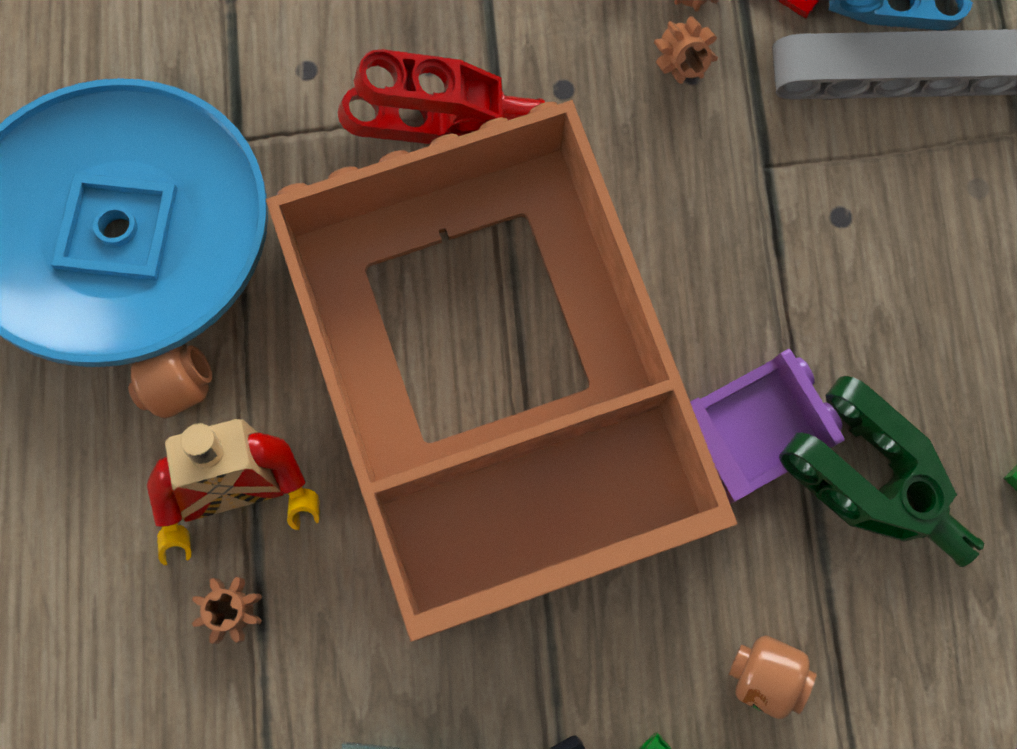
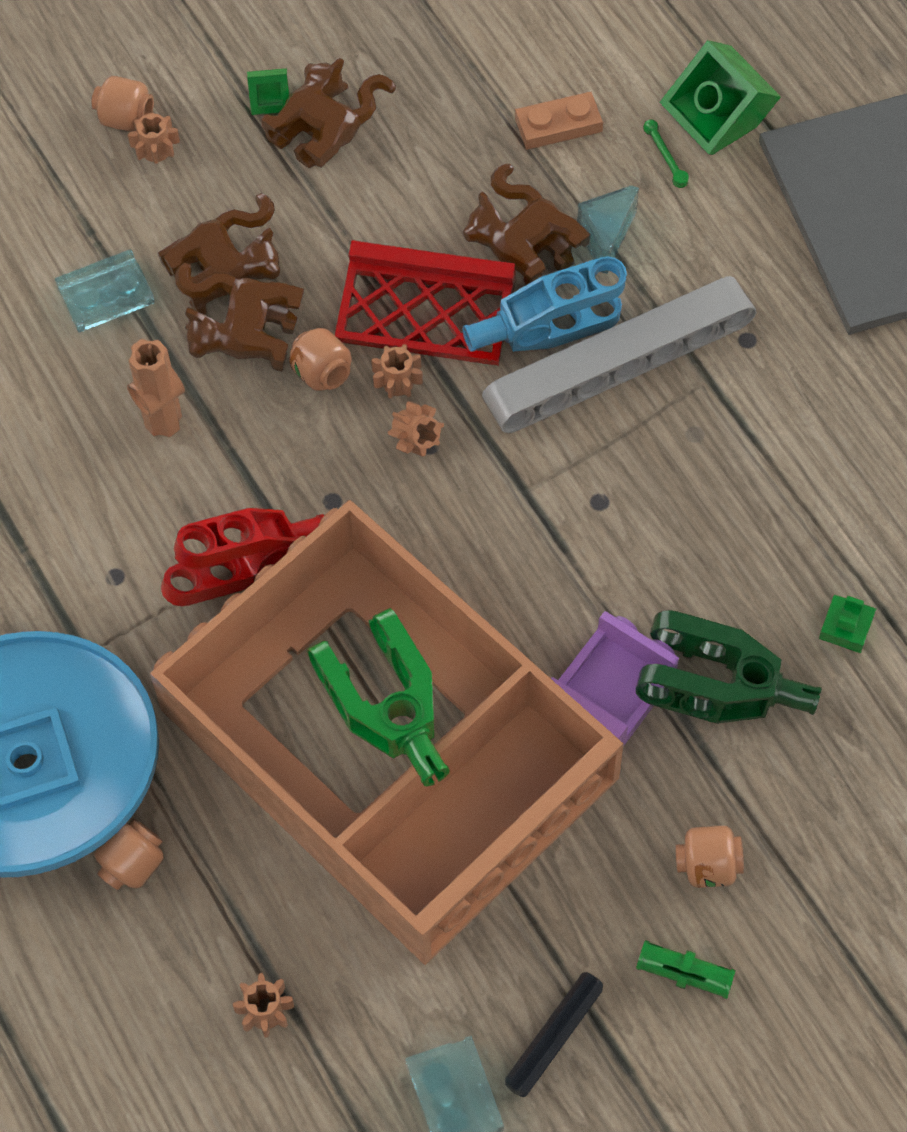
camera: 20 degrees left, 15 degrees down
(220, 471) = (206, 901): torso -> none
(531, 372) = (375, 722): none -> green piece

